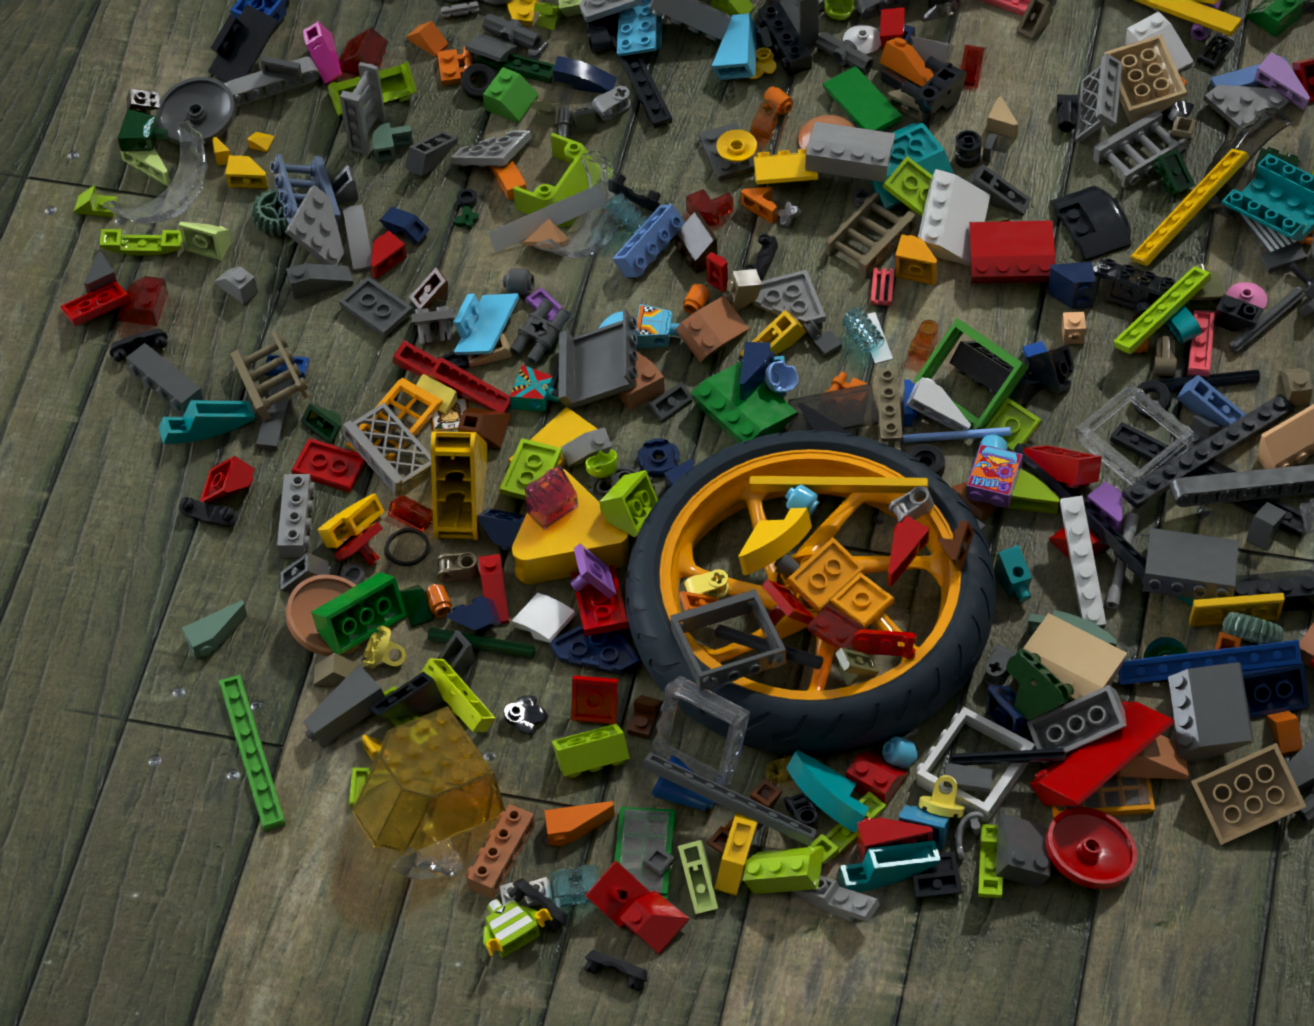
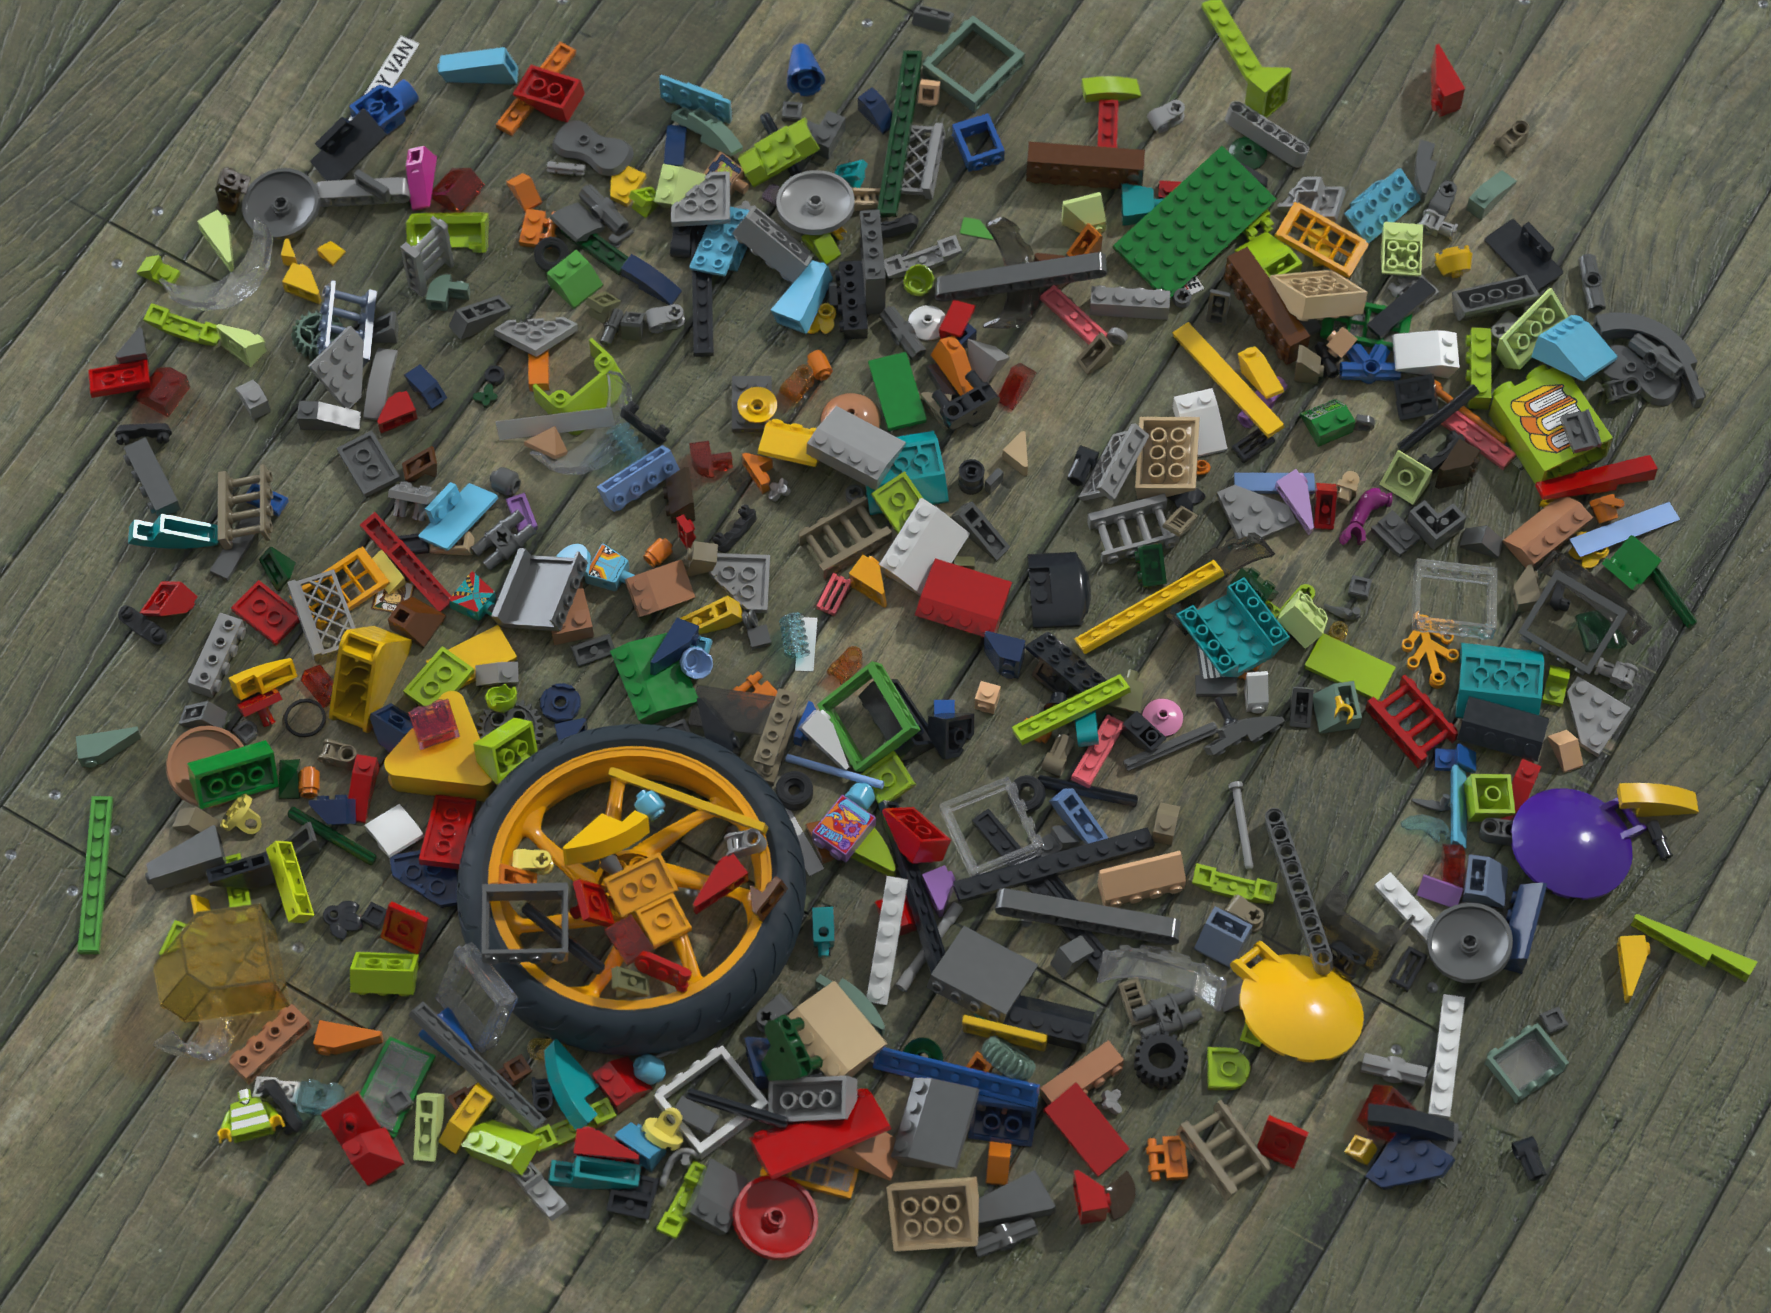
camera: 15 degrees right, 10 degrees up
(140, 132) = (219, 213): dark green torso -> none
(557, 701) = (374, 916): none -> black tile
(592, 572) = (449, 805): medium lavender tile -> none
(637, 974) = (313, 1174): black piece -> none
(644, 716) = (442, 956): reddish brown slope -> none

